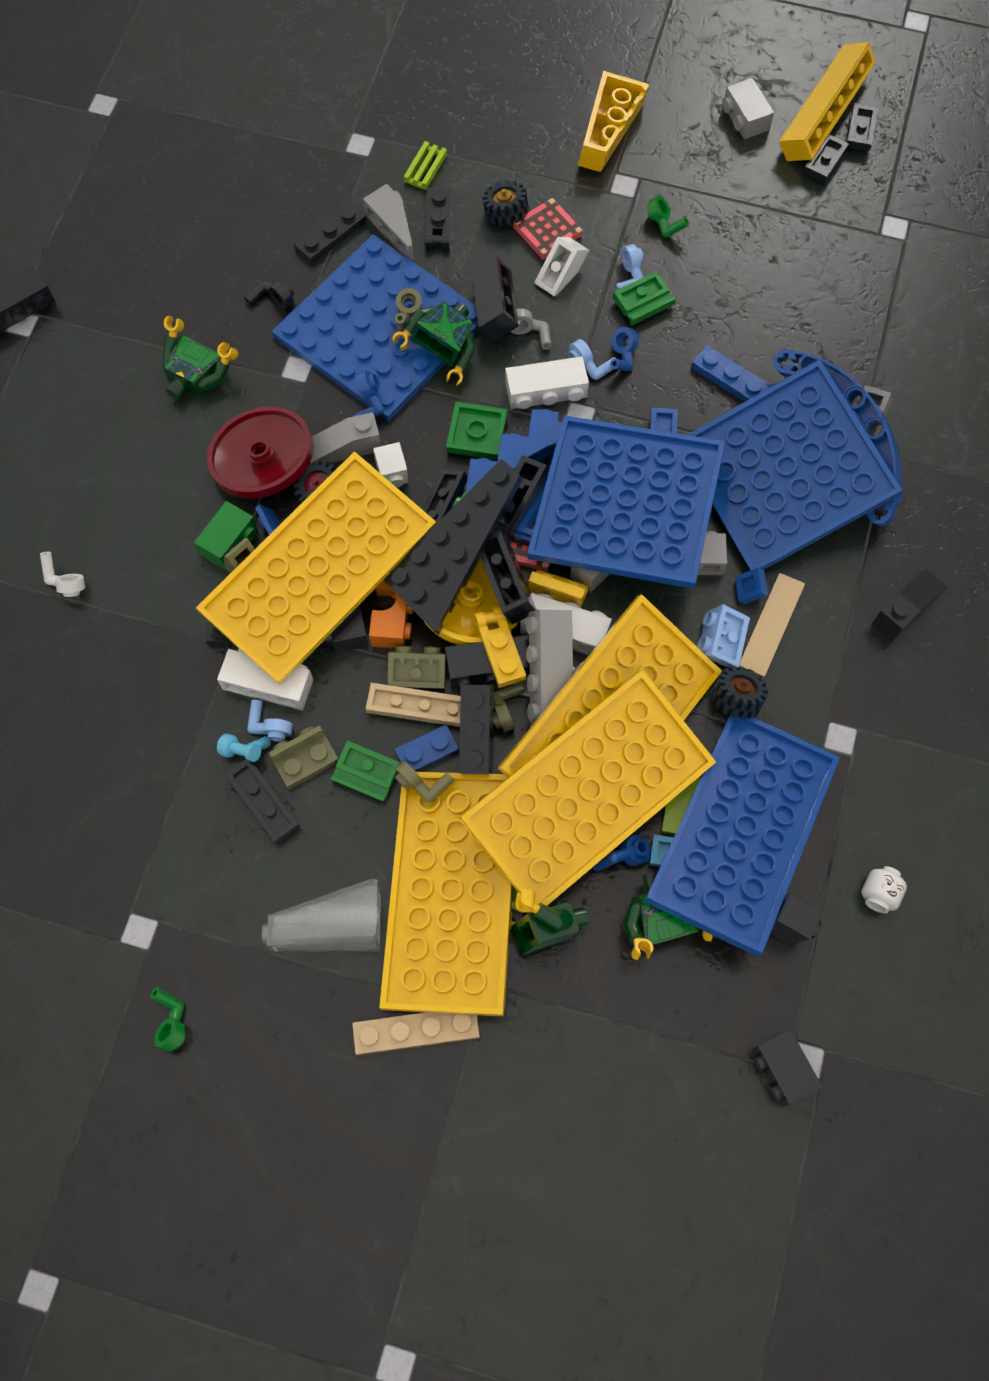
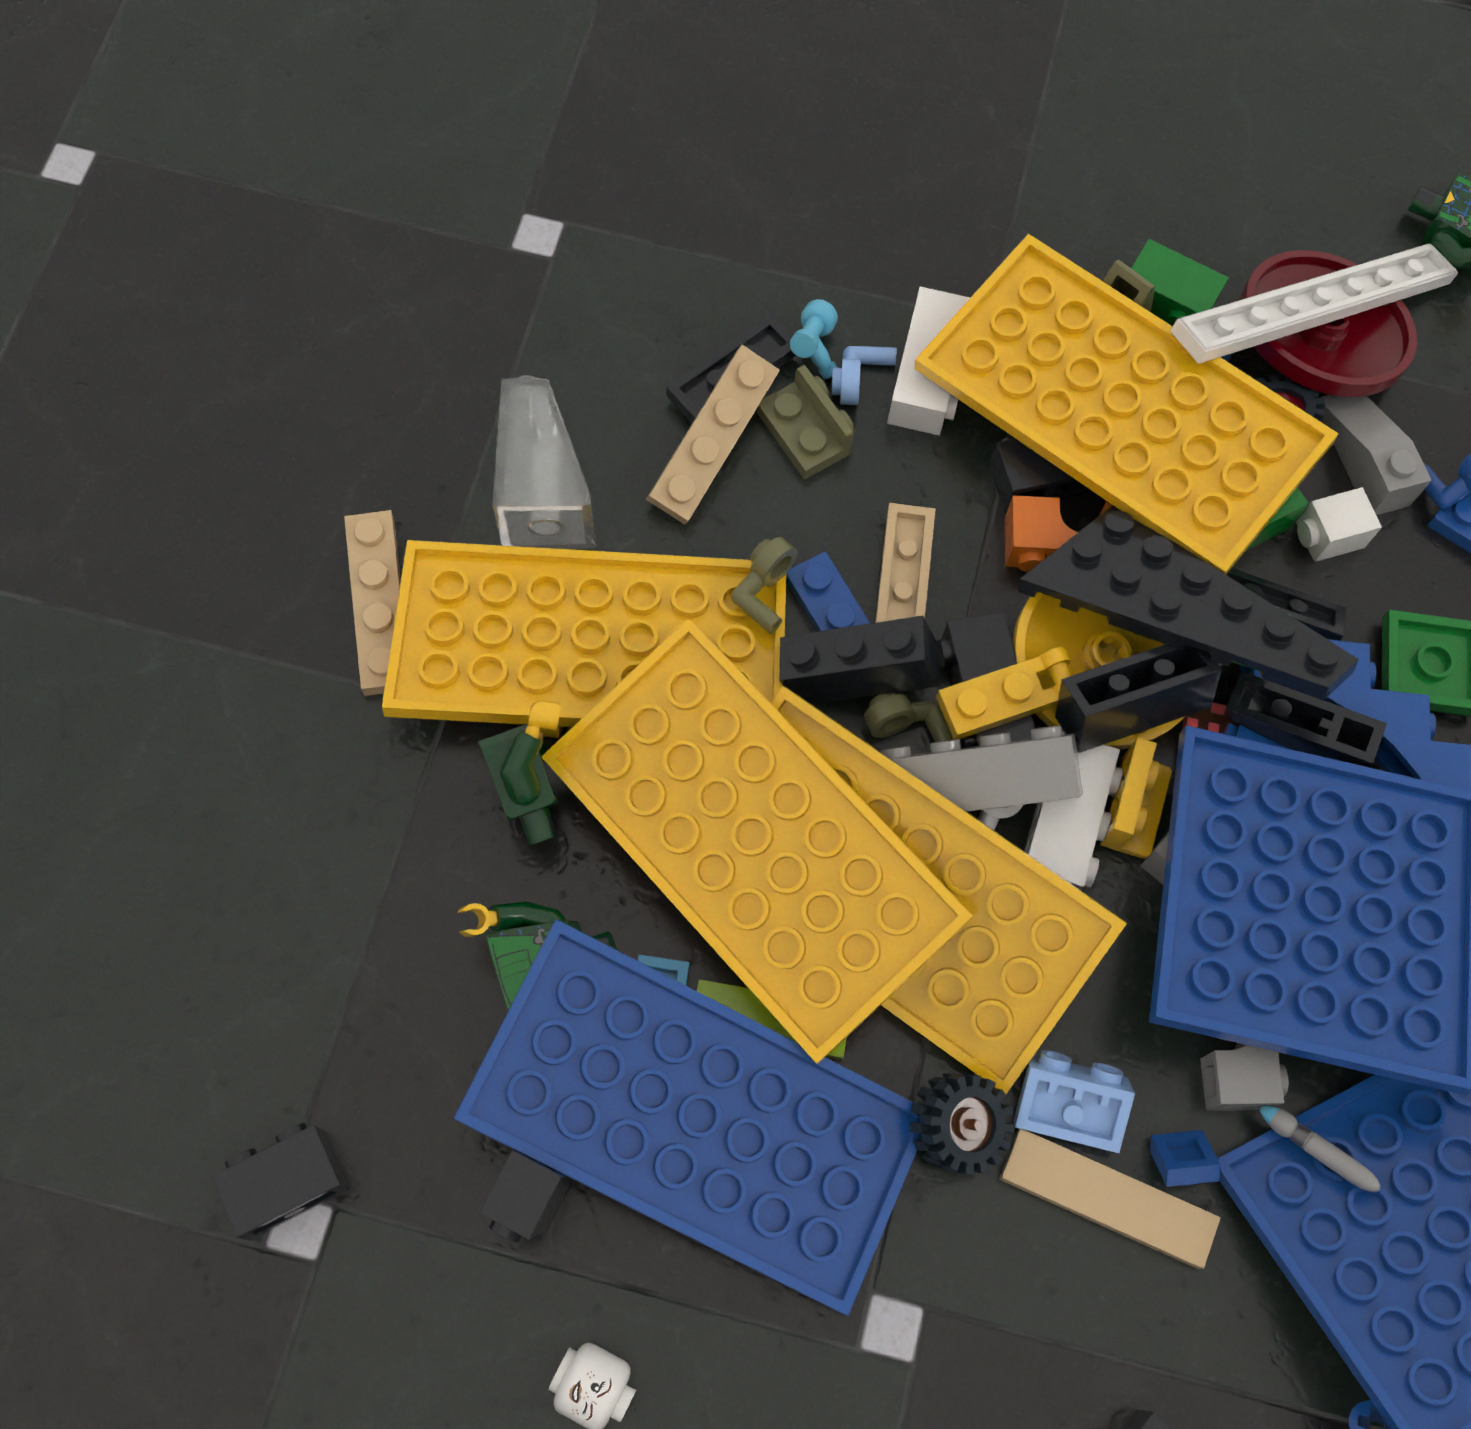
camera: 85 degrees right, 0 degrees up
(67, 584) = (1062, 91): white plate -> none
(171, 1031) = (388, 278): green plate -> none
(253, 456) = (1312, 303): none -> white tile
(311, 812) = (712, 434): none -> tan plate
(365, 771) = (787, 507): green plate -> none
(416, 668) = (968, 575): olive bracket -> none
(632, 850) = (655, 918): blue plate -> none
(735, 534) = (1287, 1126): none -> light grey piece

